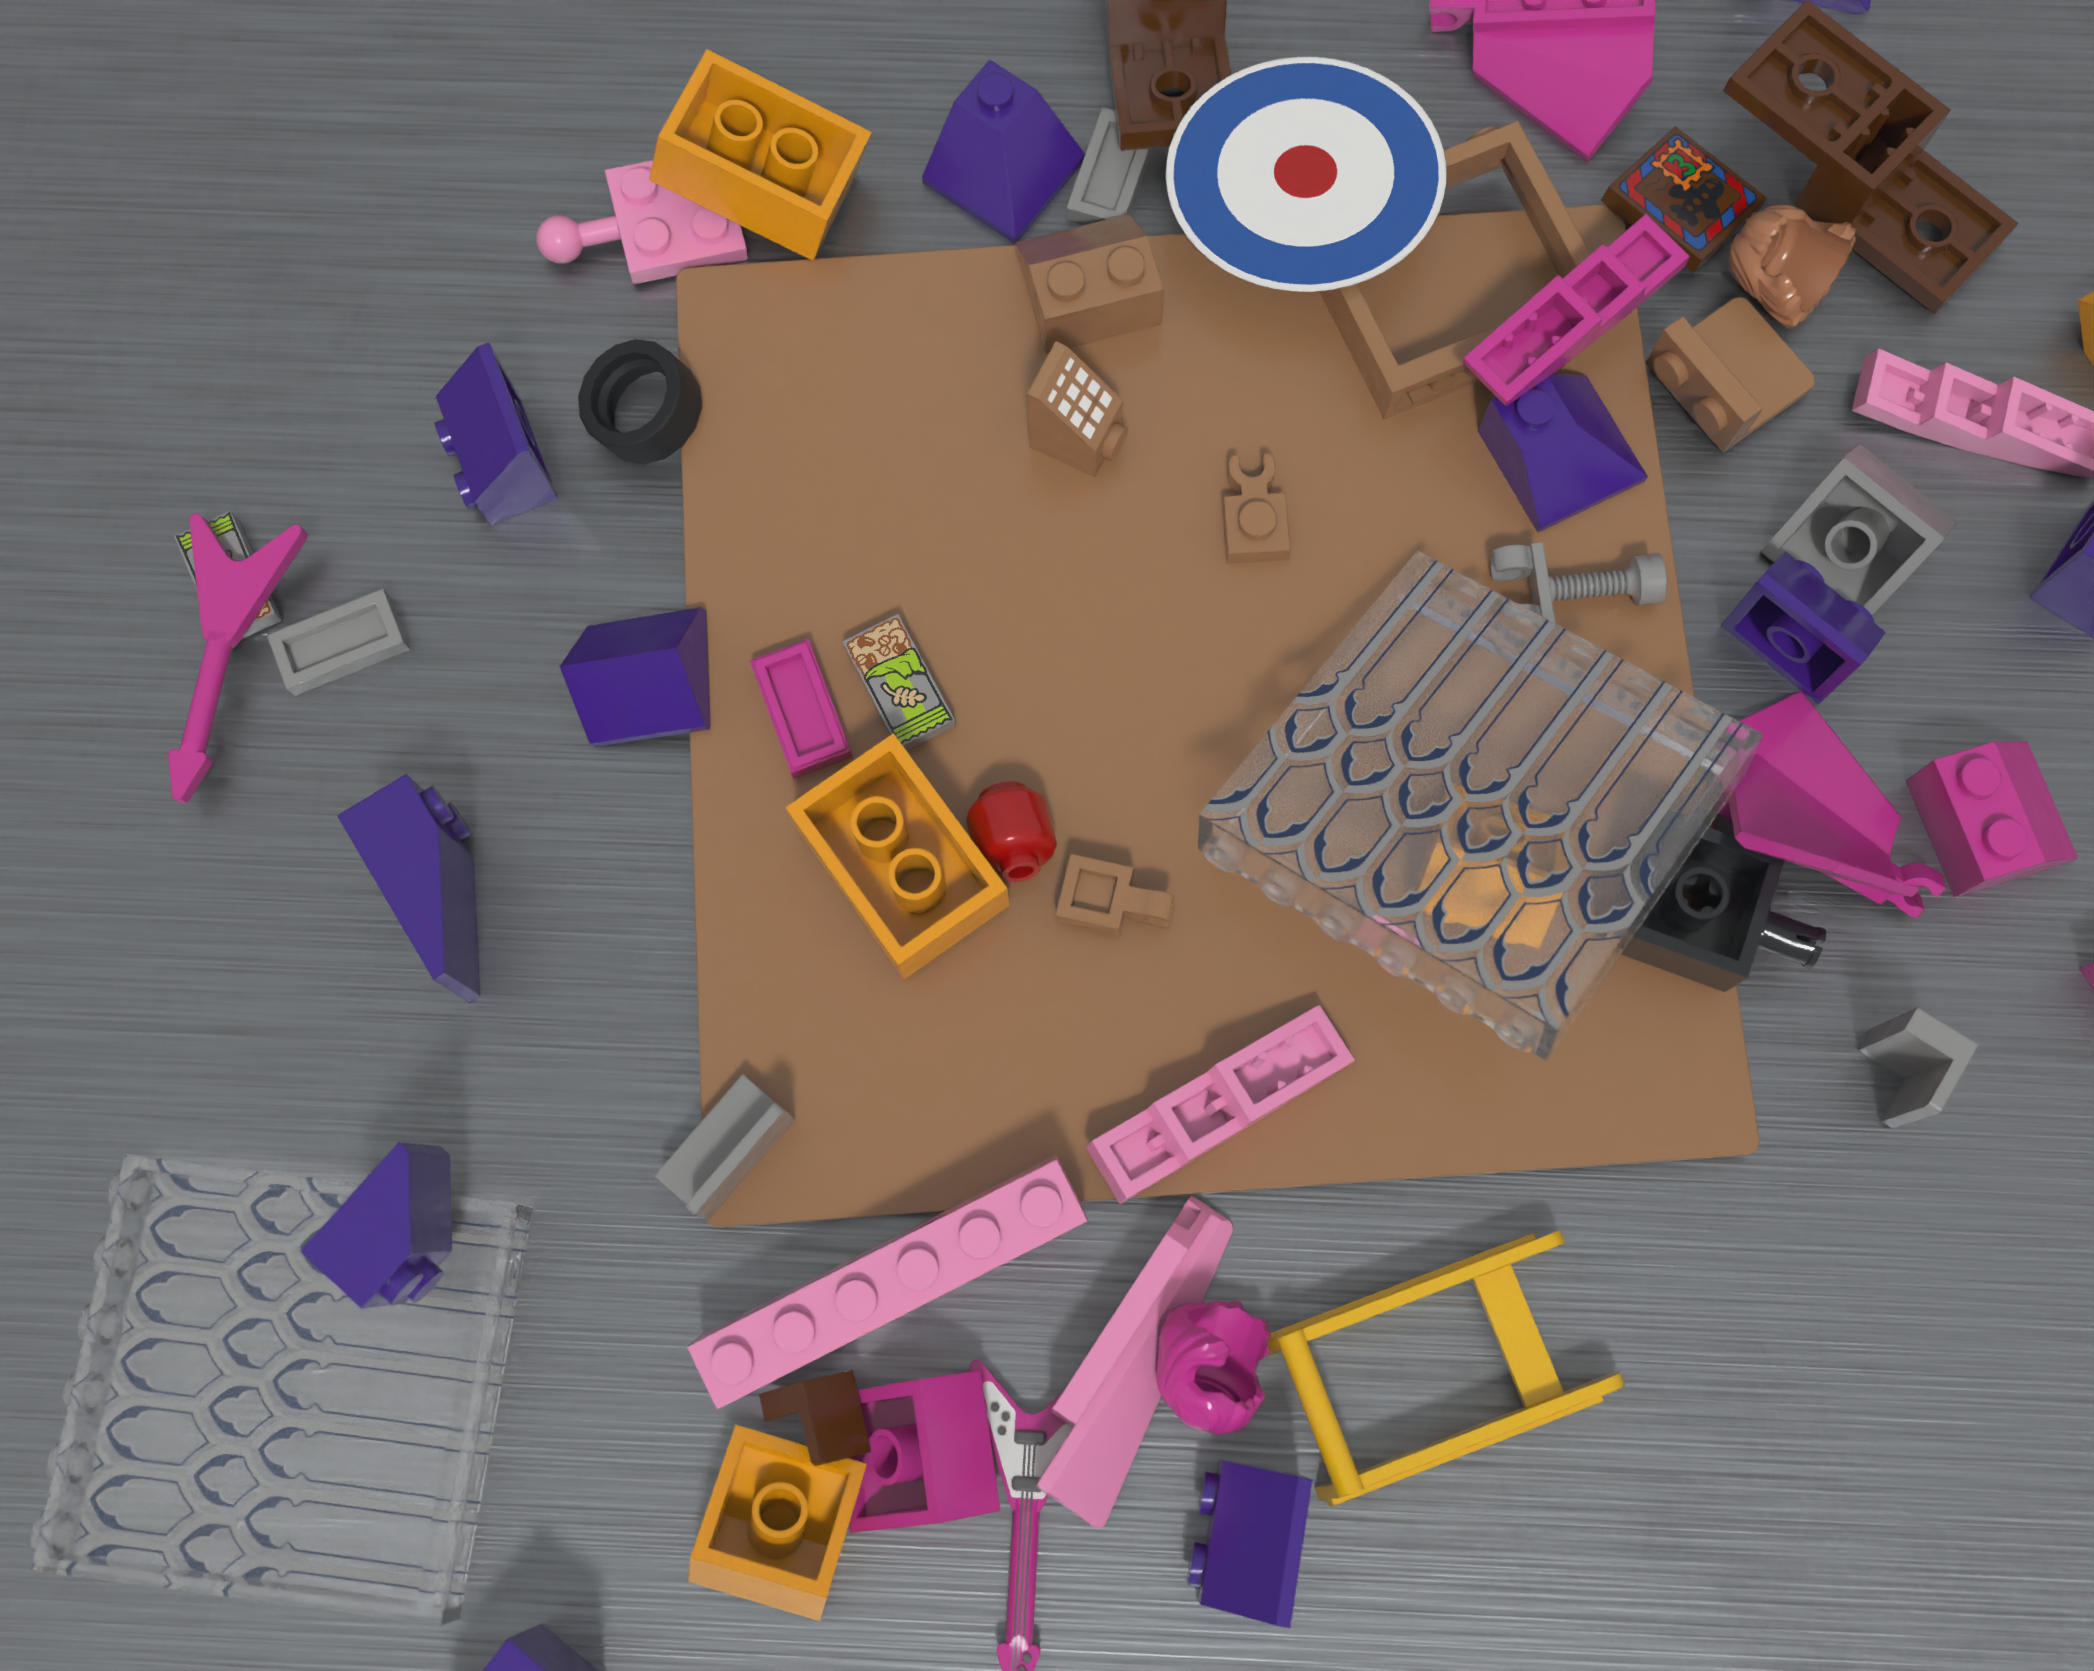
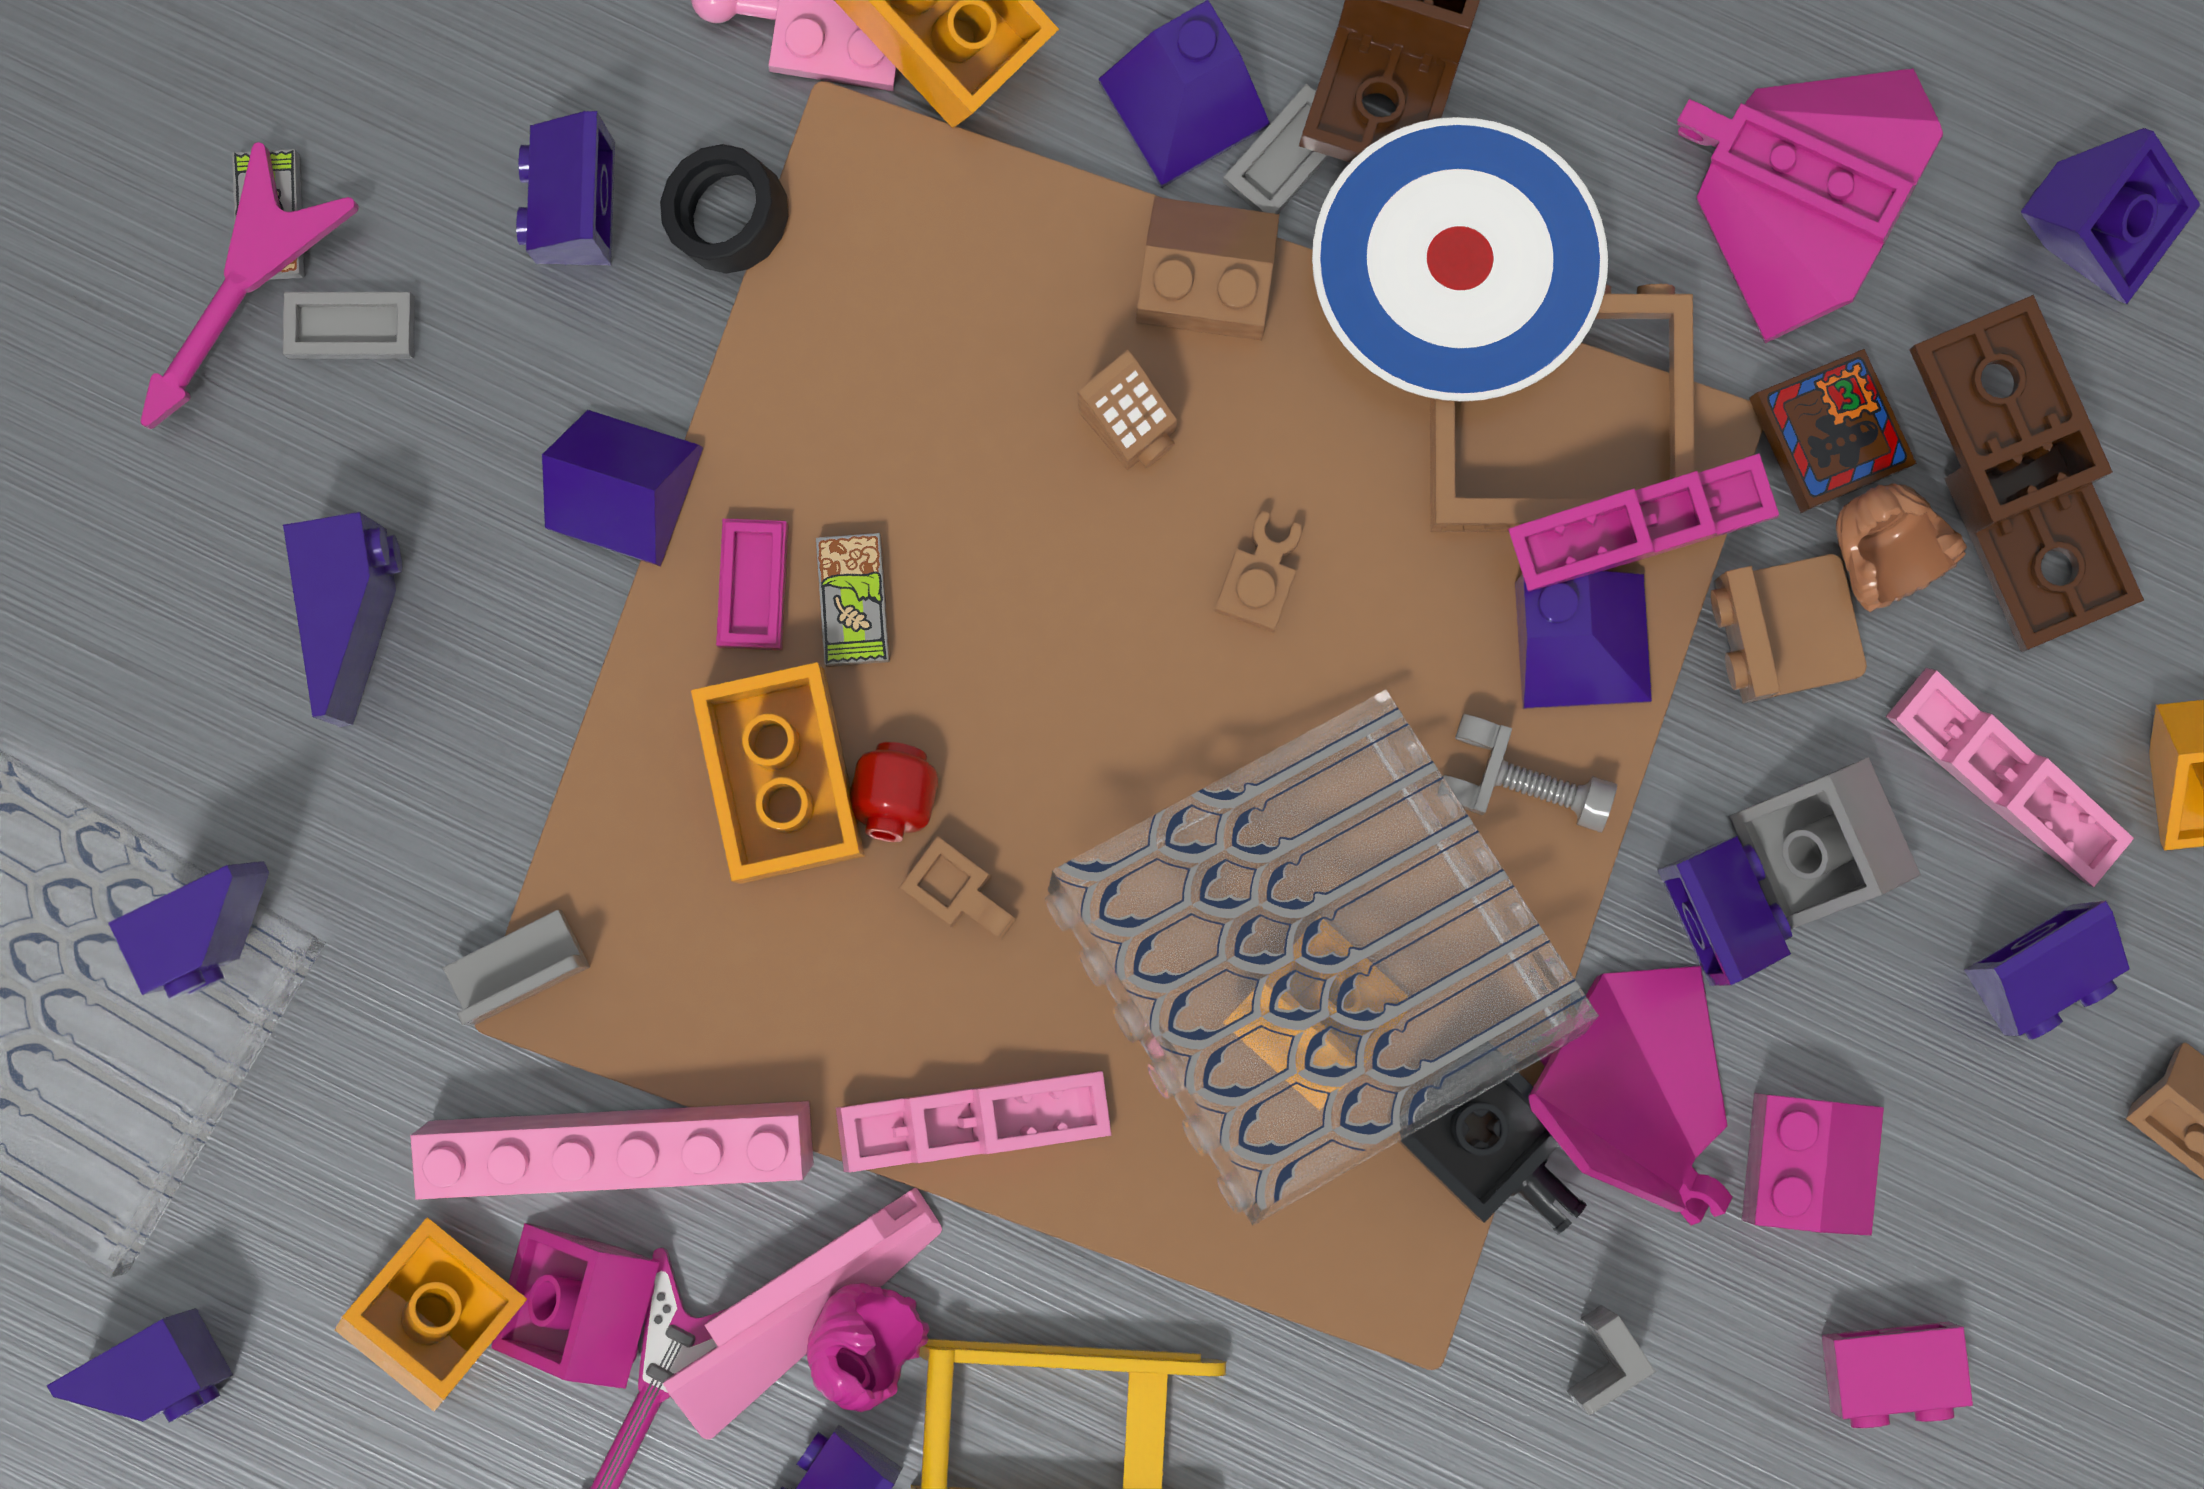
camera: 25 degrees right, 10 degrees up
(828, 1414) = (510, 1244): reddish brown panel -> none

